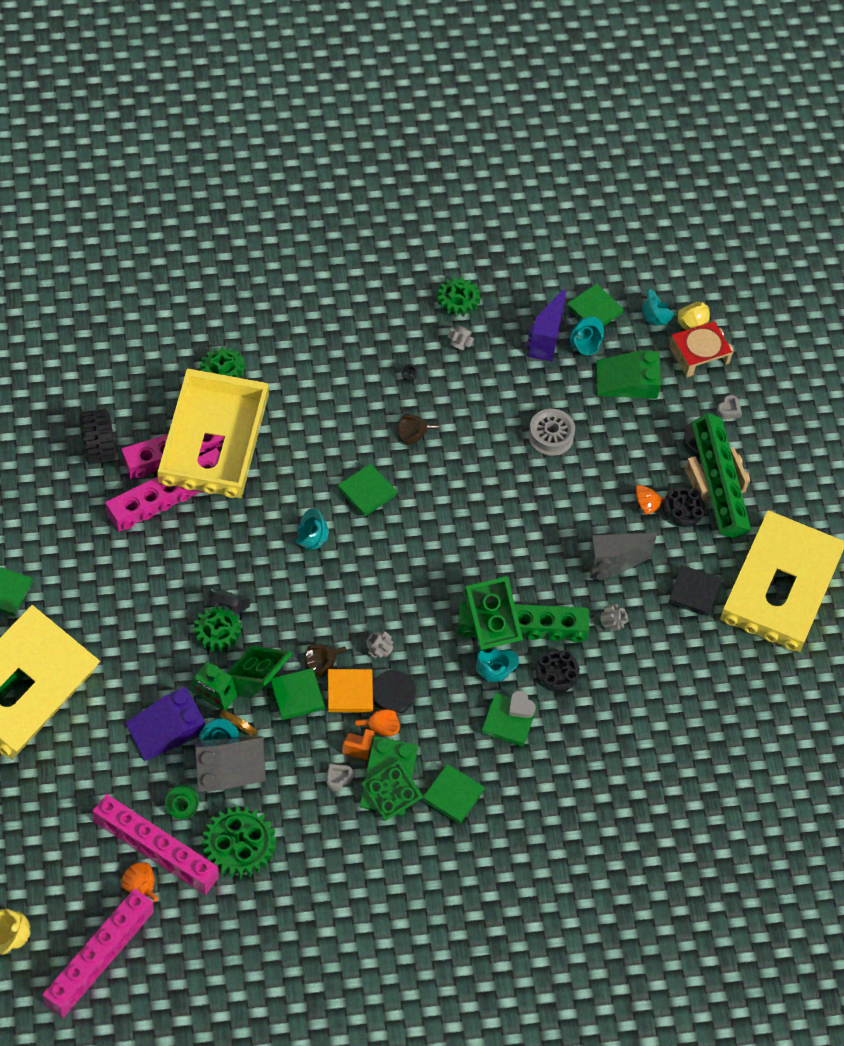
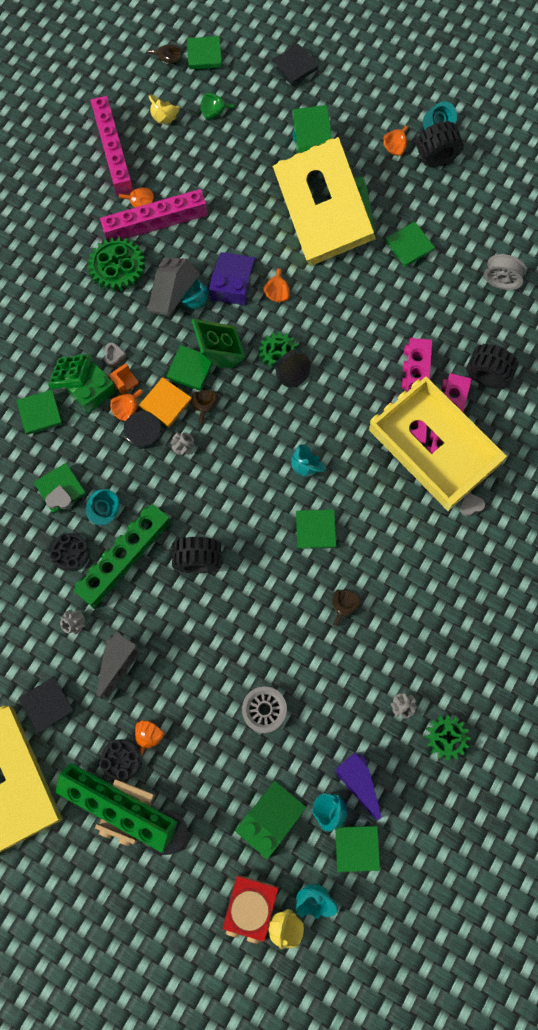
camera: 135 degrees right, 15 degrees up
(146, 676) = (277, 288): none -> orange piece
(182, 802) = (169, 248): green plate -> none
(211, 685) = (235, 314): green torso -> none
(223, 362) = (492, 499): green gear -> none
(239, 723) = (194, 310): pearl gold wheel -> none
(410, 369) = (397, 636): black hinge -> none
(475, 553) = (196, 555): none -> black tyre
(493, 613) = (138, 527): green slope -> none
(729, 408) = (179, 884): light grey tile -> none

